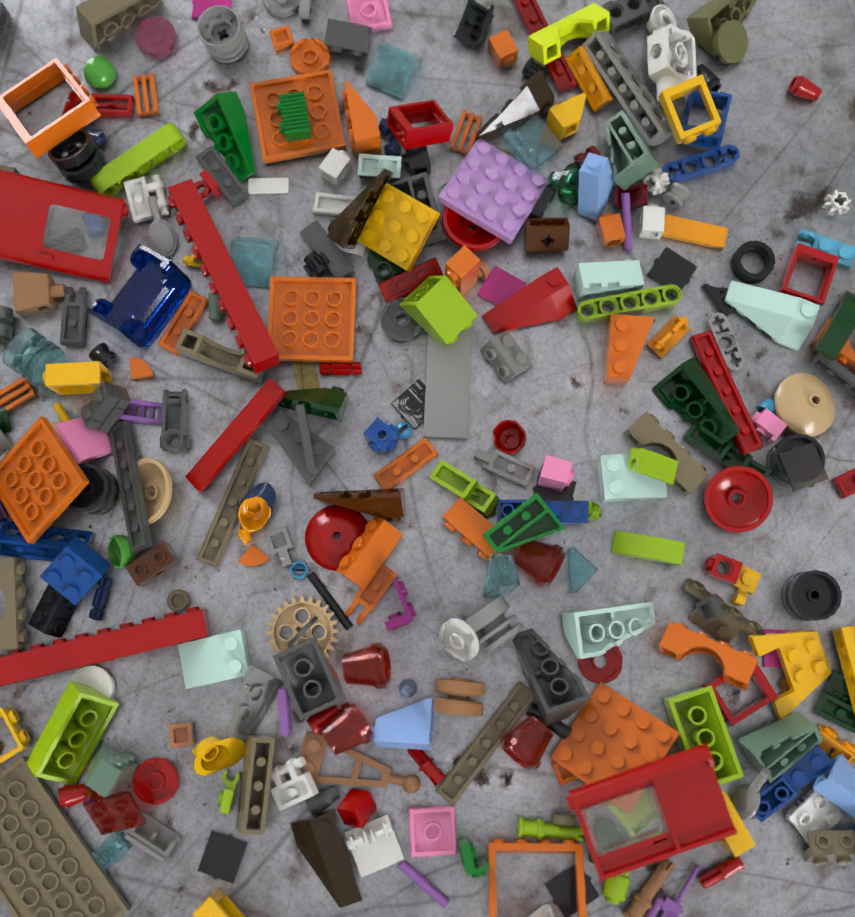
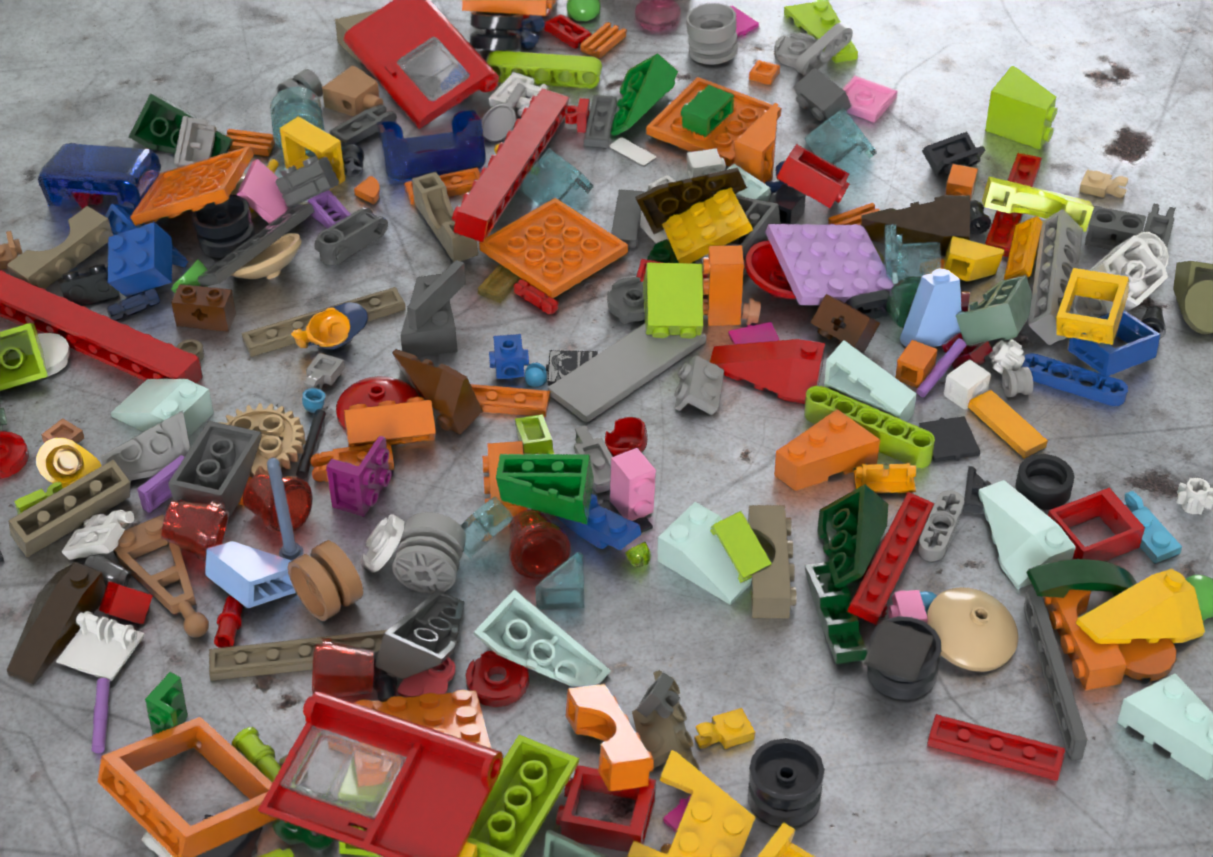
camera: 45 degrees right, 35 degrees down
(236, 434) = (385, 269): red tile -> none
(253, 557) = (289, 366): orange tile -> none
(309, 56) = (777, 92): orange tile -> none
(316, 264) = (605, 213): black gear -> none
(318, 402) = (484, 300): dark green wedge -> none
(432, 831) = (151, 672): bright pink tile -> none
(648, 547) = (660, 621): lime slope -> none
(732, 566) = (716, 692): red brick -> none
(753, 503) = (795, 627): red dish -> none

